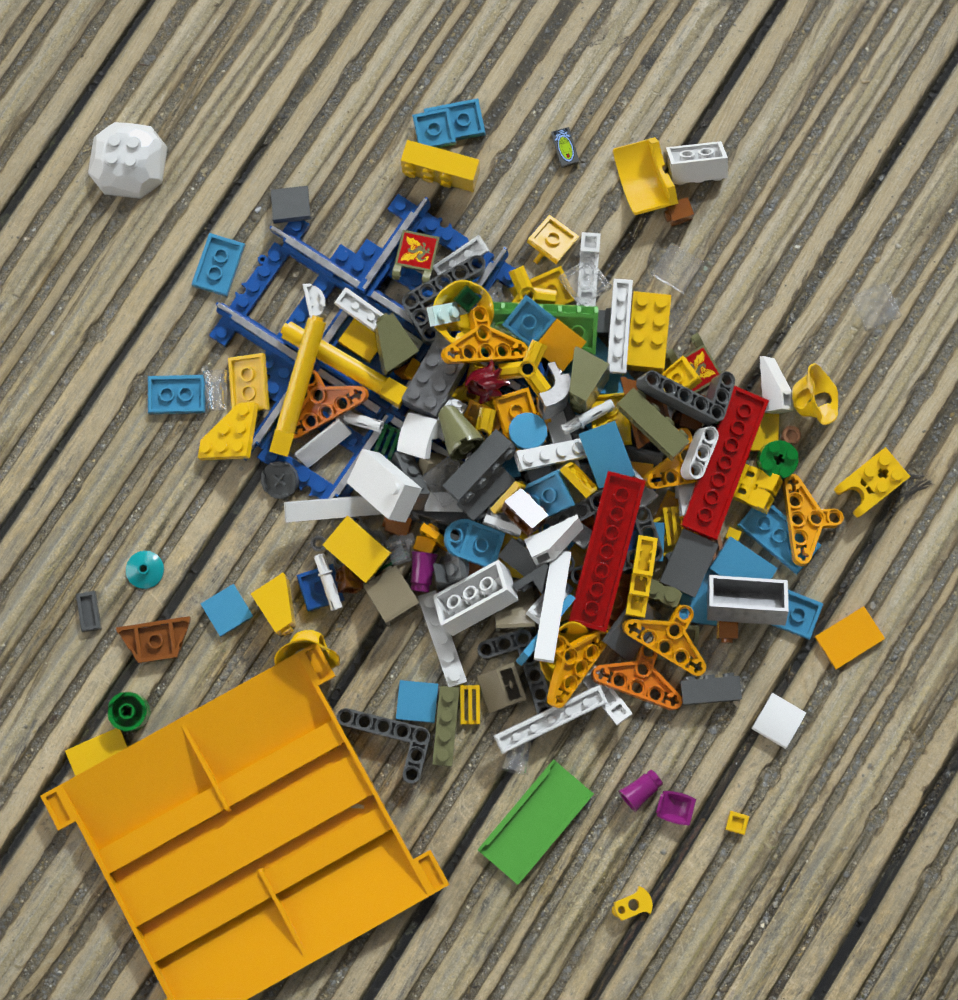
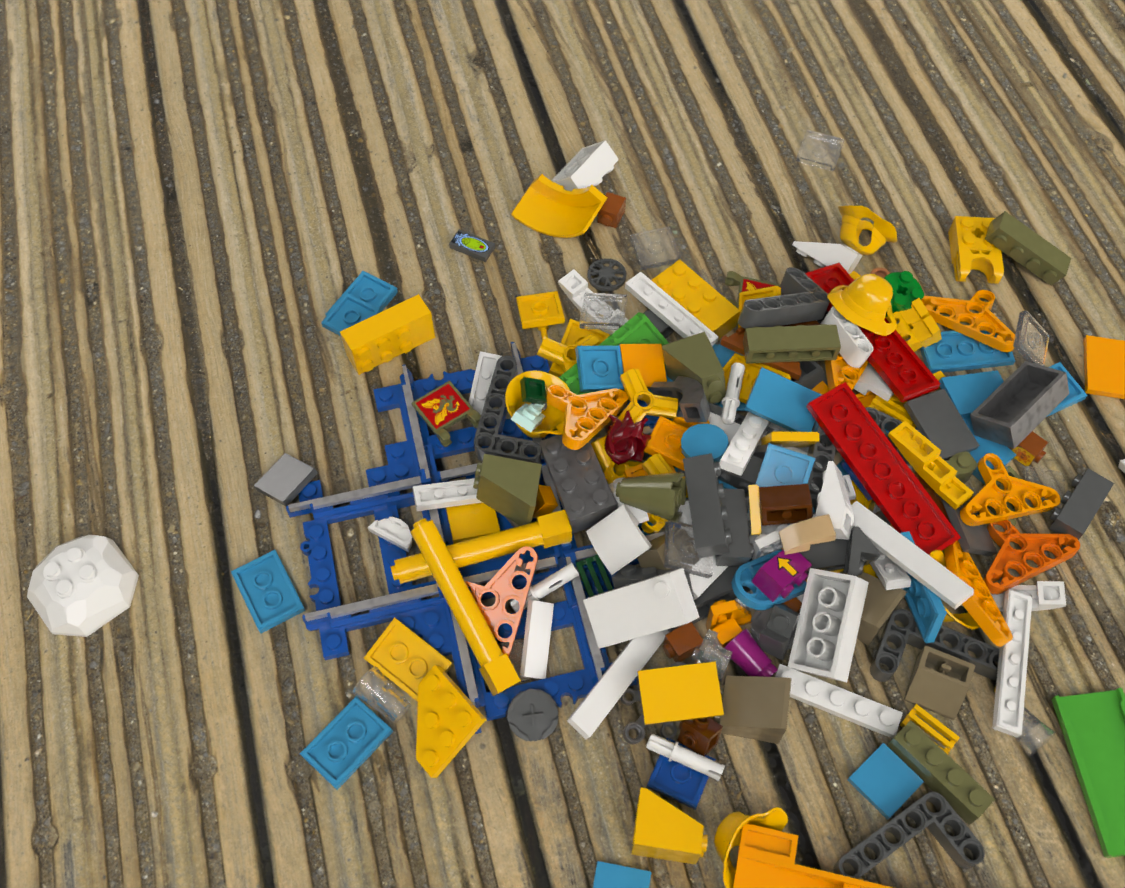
camera: 50 degrees left, 20 degrees down
(481, 546) = (781, 574): none -> magenta brick
(512, 540) = (805, 533): none -> tan slope
(624, 255) = (606, 274): none -> dark grey wheel
(731, 444) = (866, 303): none -> yellow piece
(819, 573) = (1031, 339): none -> clear tile
(899, 516) = (1028, 248): none -> olive brick

